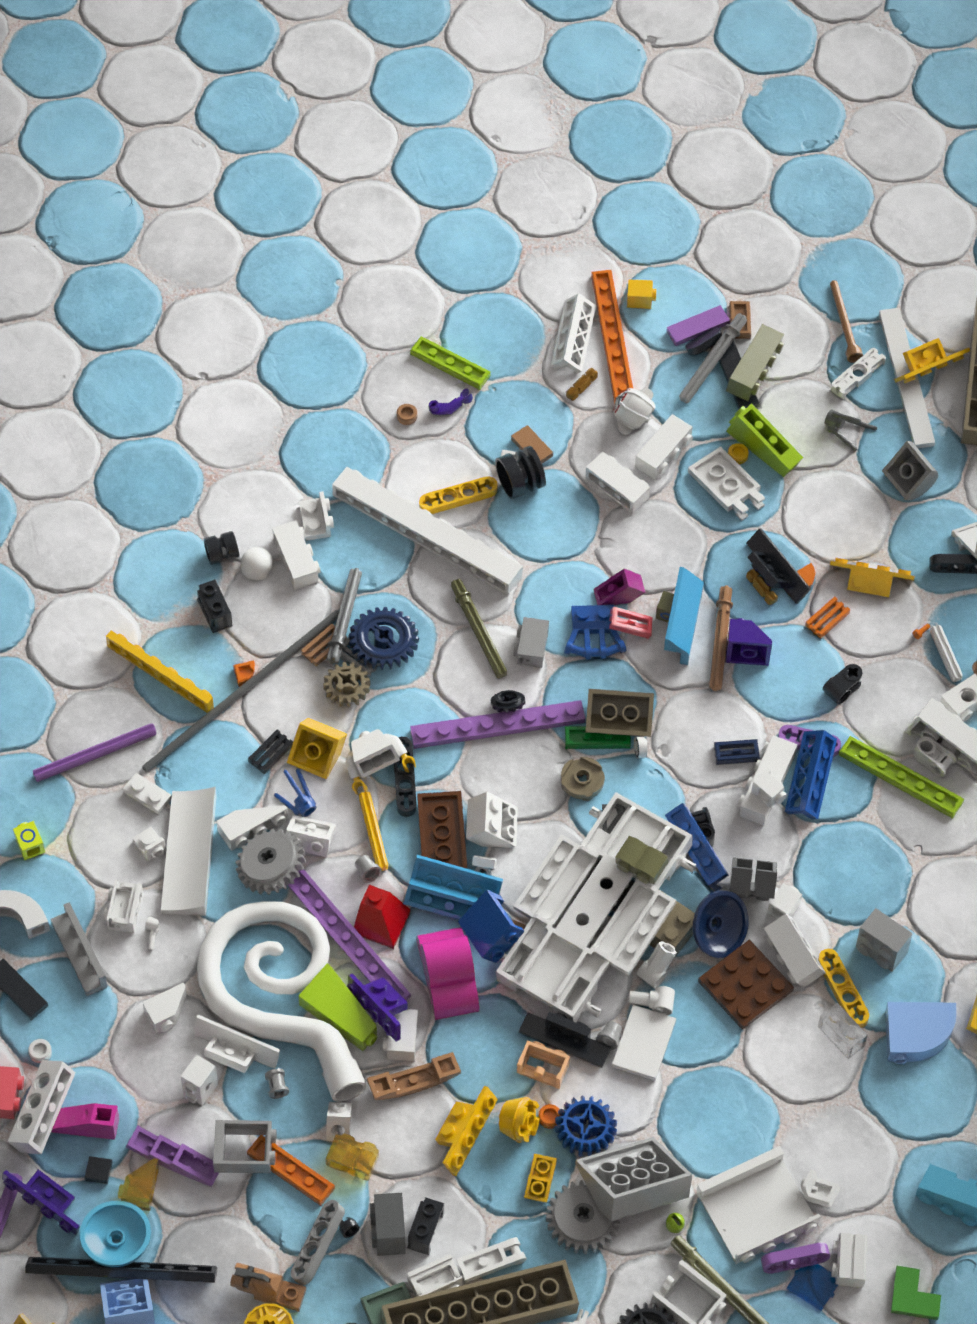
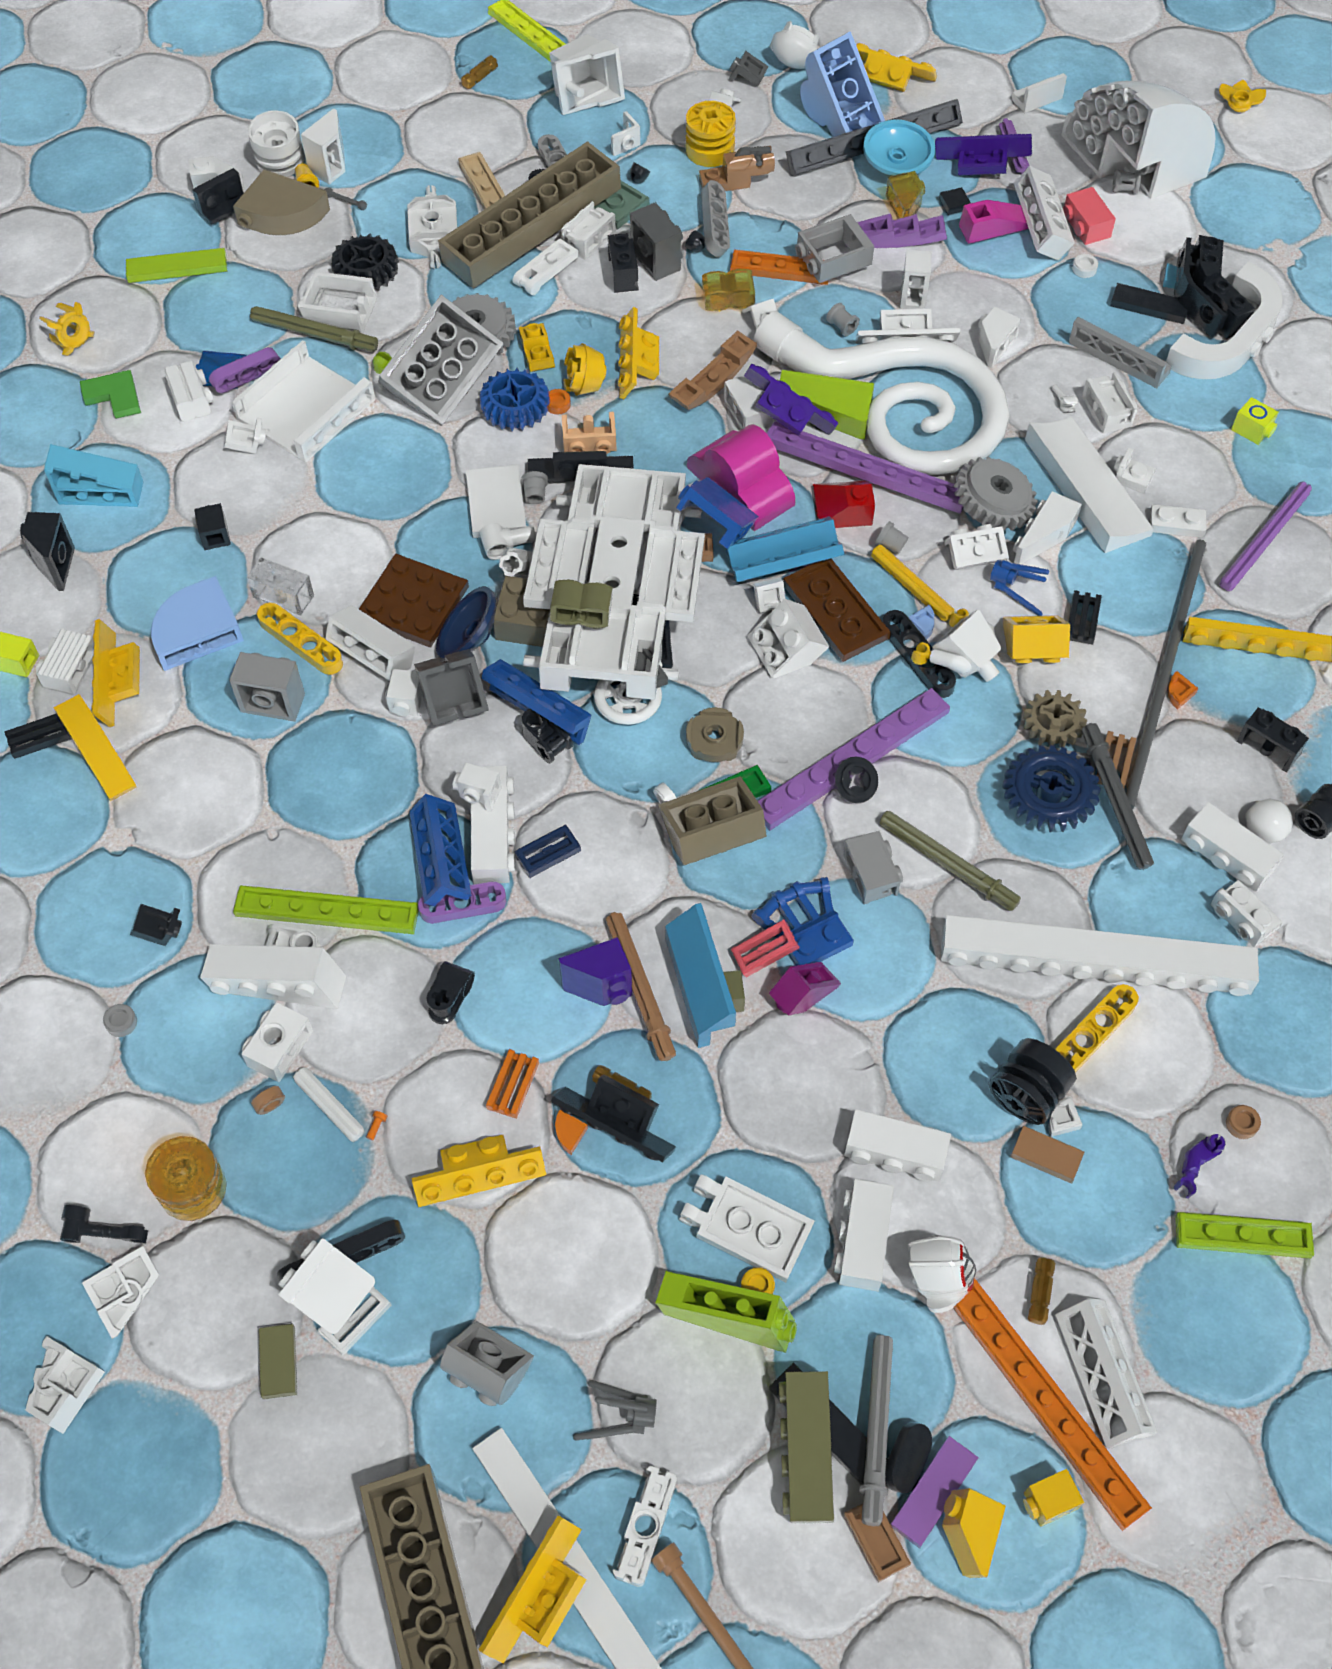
camera: 155 degrees right, 0 degrees up
(385, 799) = (924, 621): none -> light blue tile
(689, 298) = (972, 1530): none -> yellow slope
(875, 1112) = (212, 526): none -> black brick

